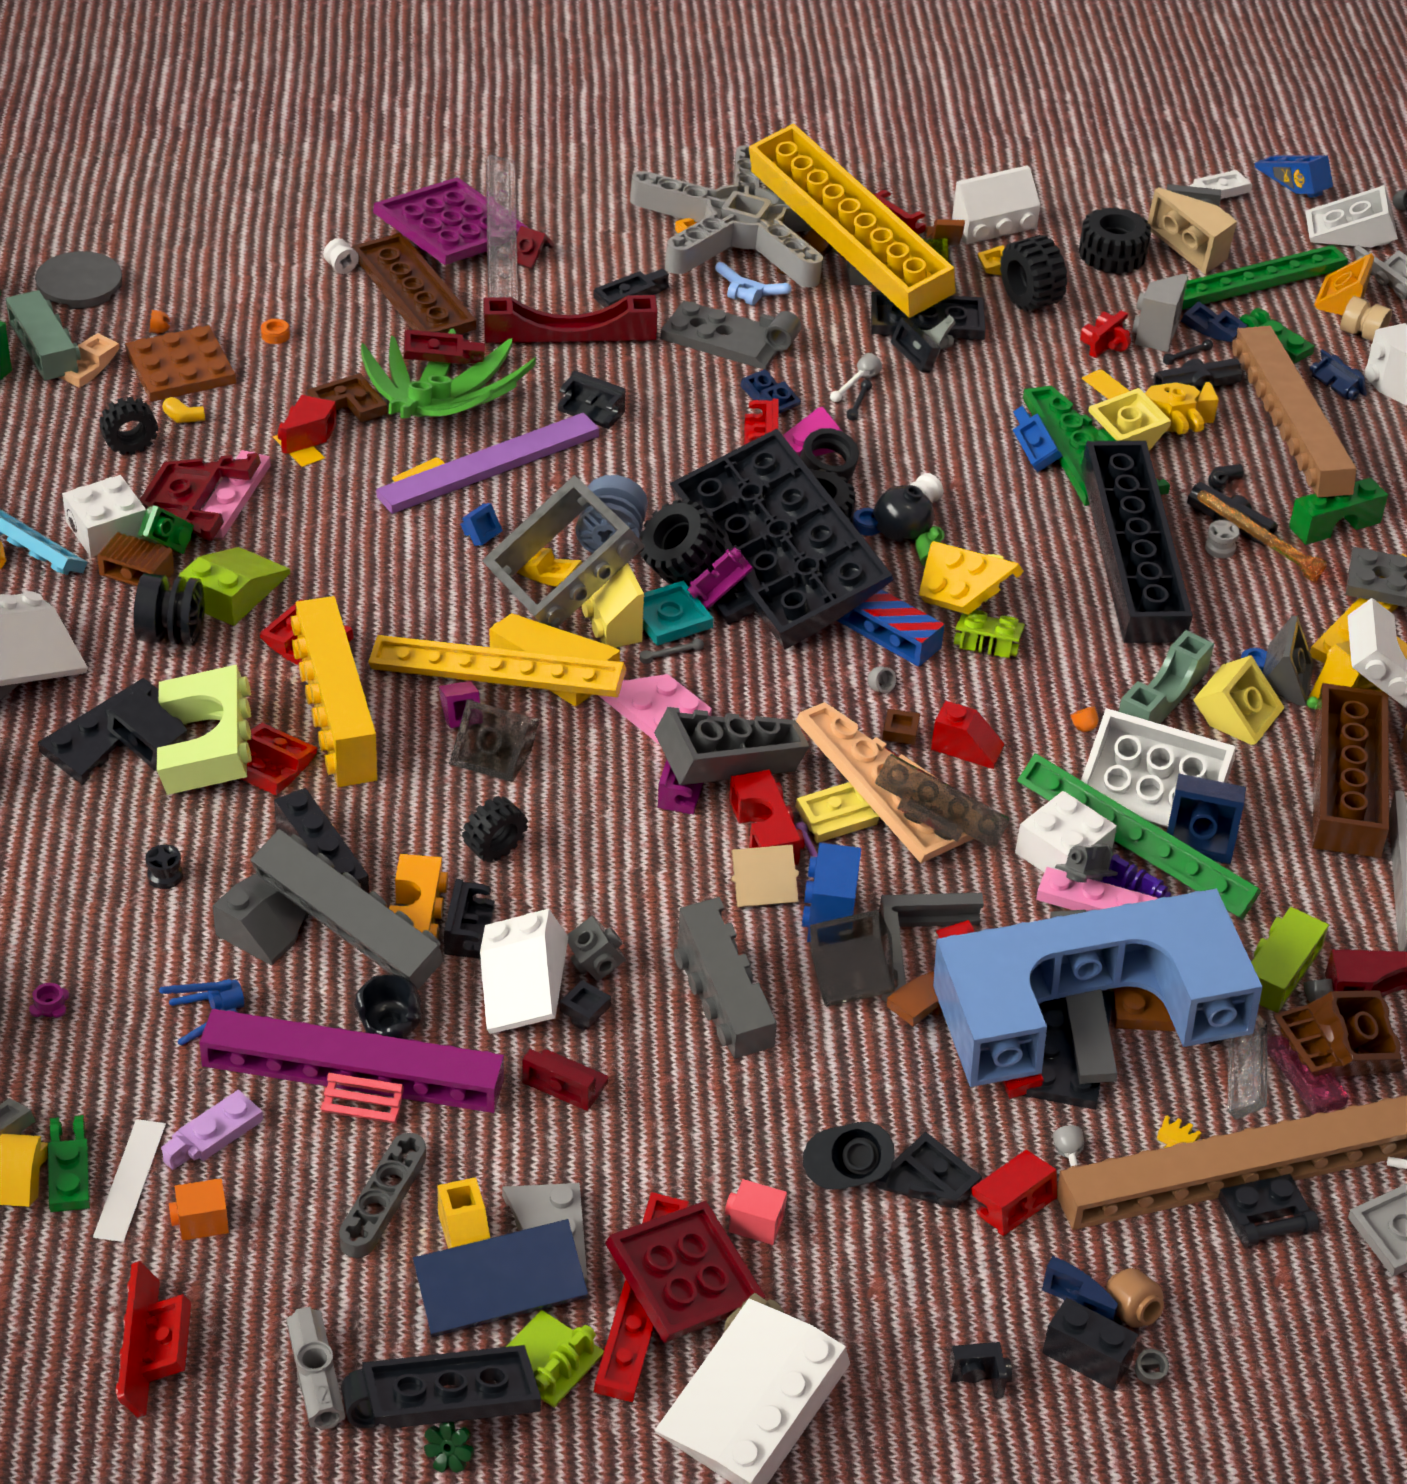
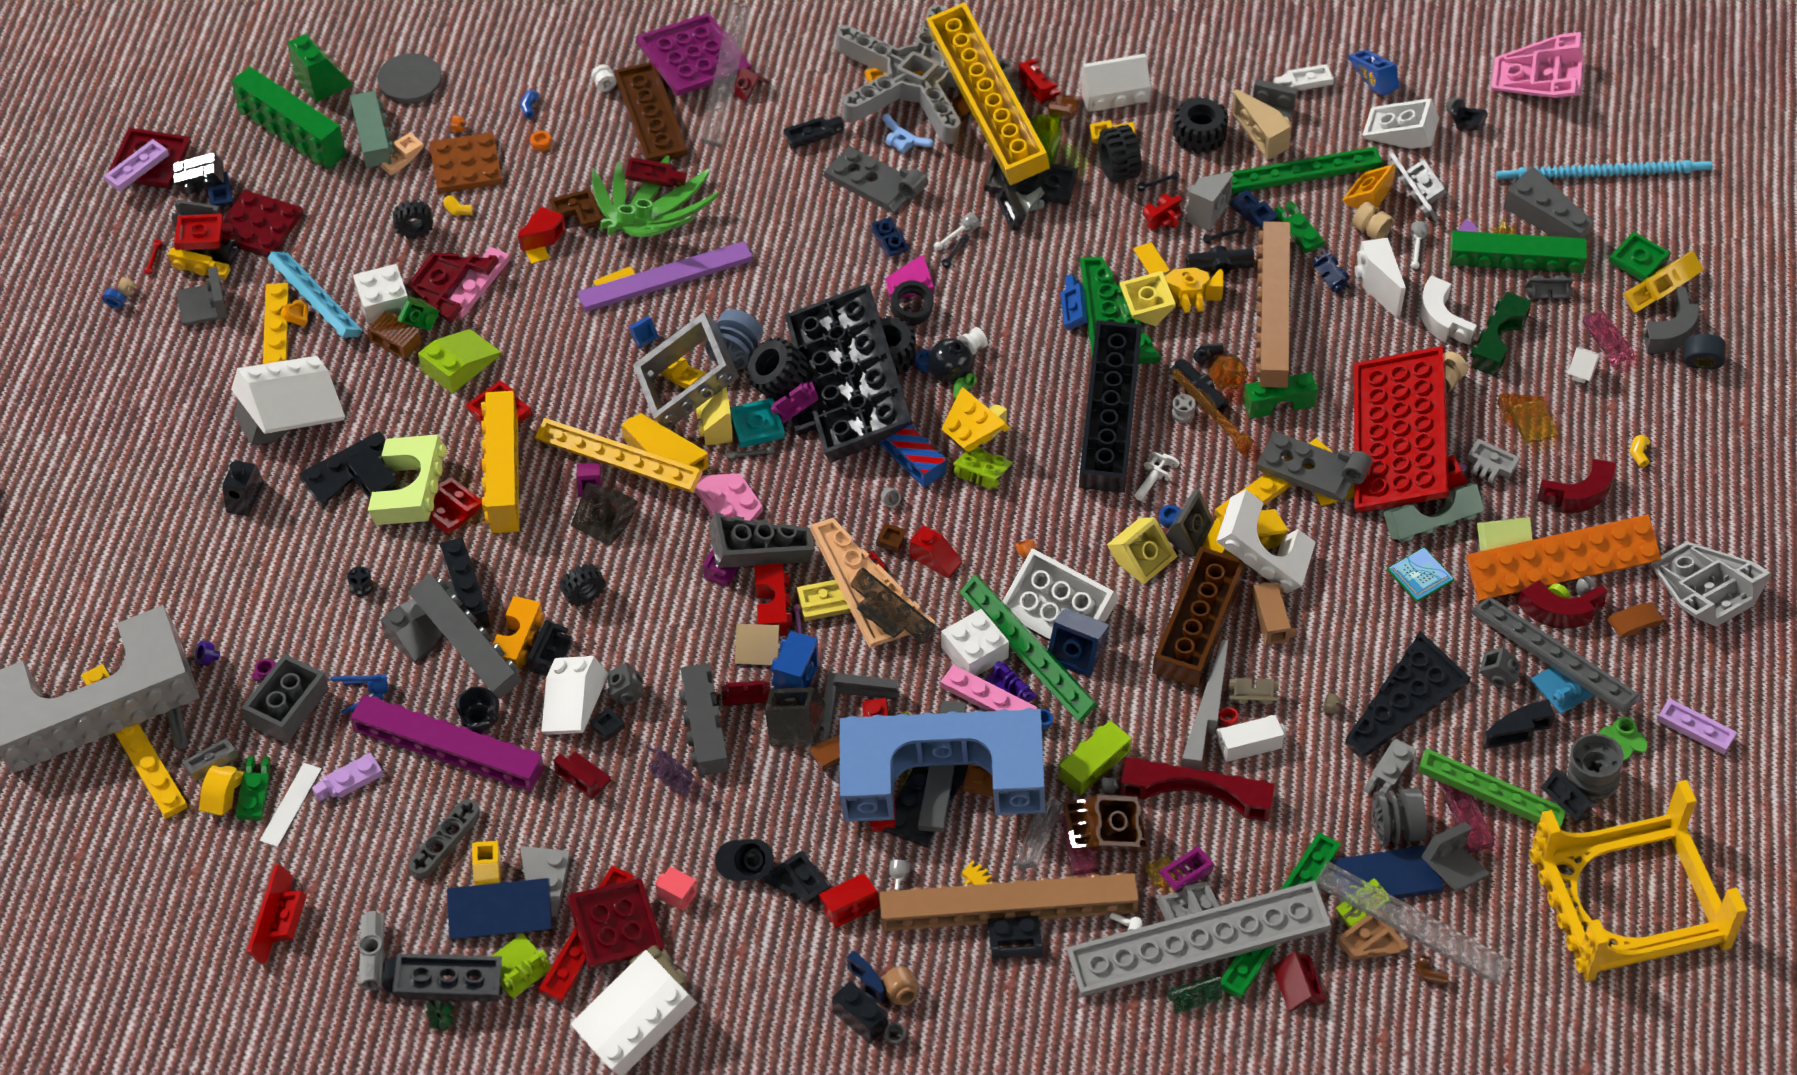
camera: 15 degrees right, 10 degrees up
(91, 1031) = (285, 698): none -> dark grey brick
(161, 609) = (405, 380): black wheel -> none
(200, 1209) = (326, 833): orange brick -> none
(245, 290) = (525, 104): none -> blue arm
(337, 1079) = (428, 763): coral tile -> none
(594, 397) = (754, 230): black hinge -> none
(625, 320) = (714, 154): dark red arch -> none
(690, 1044) = (671, 772): none -> clear purple hinge
(760, 424) = (873, 269): red hinge -> none
(779, 938) = (745, 693): none -> dark red hinge
(979, 1362) = (783, 1013): black bracket -> none
(1066, 312) = (1142, 186): none -> black hinge
(1088, 863) = (977, 669): dark grey hinge -> none
(1181, 671) = (1108, 518): sand green arch -> none
(1213, 609) = (1155, 472): none -> white piece
(1264, 491) = (1228, 372): none -> clear orange brick

